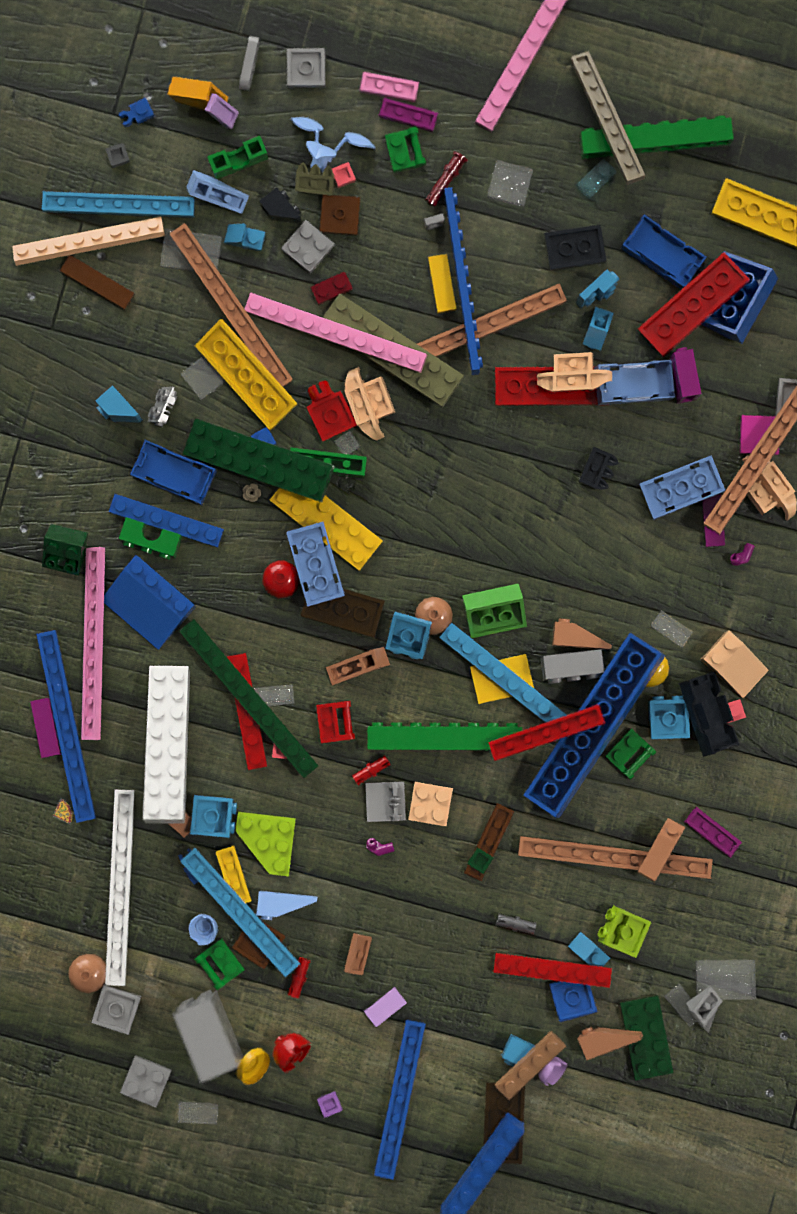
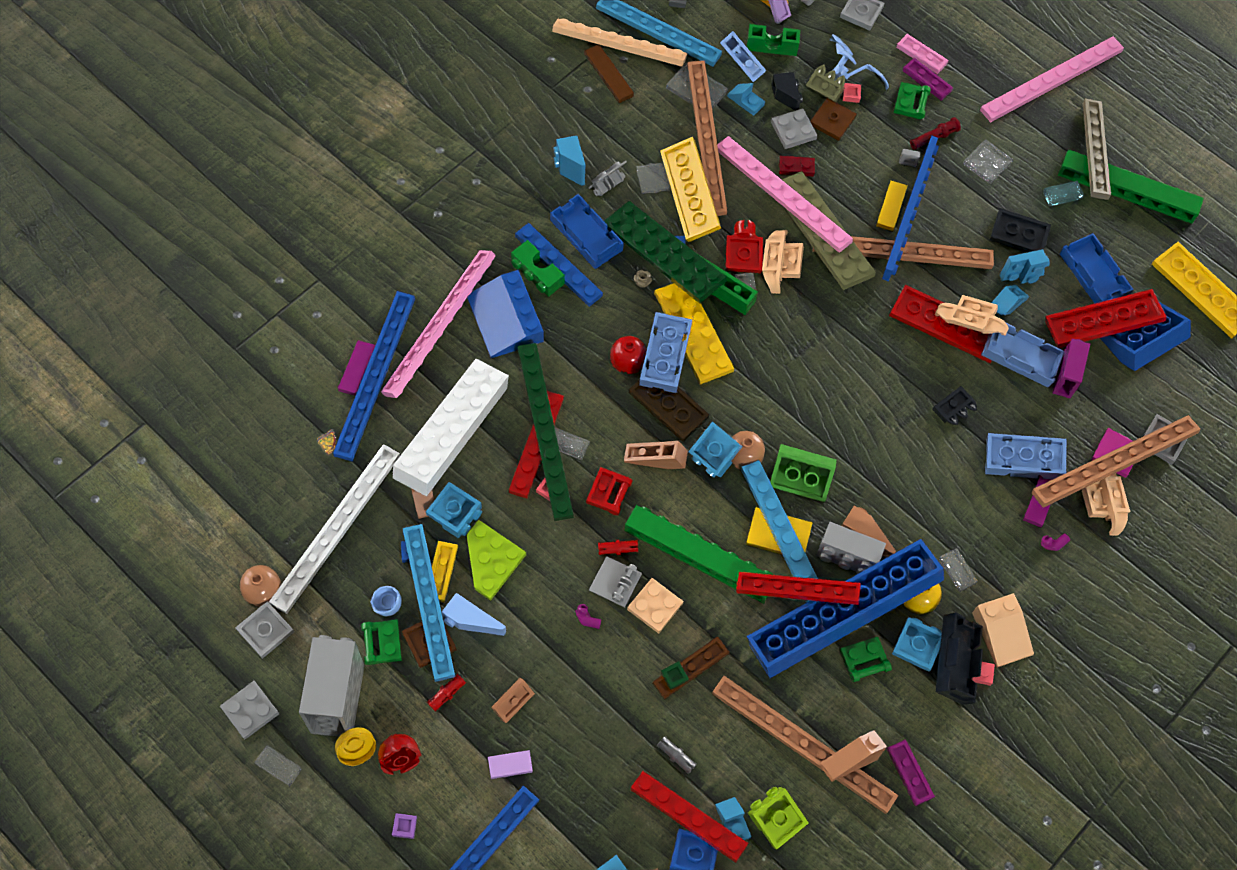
camera: 30 degrees right, 20 degrees down
(64, 549) = (460, 241): dark green slope -> none

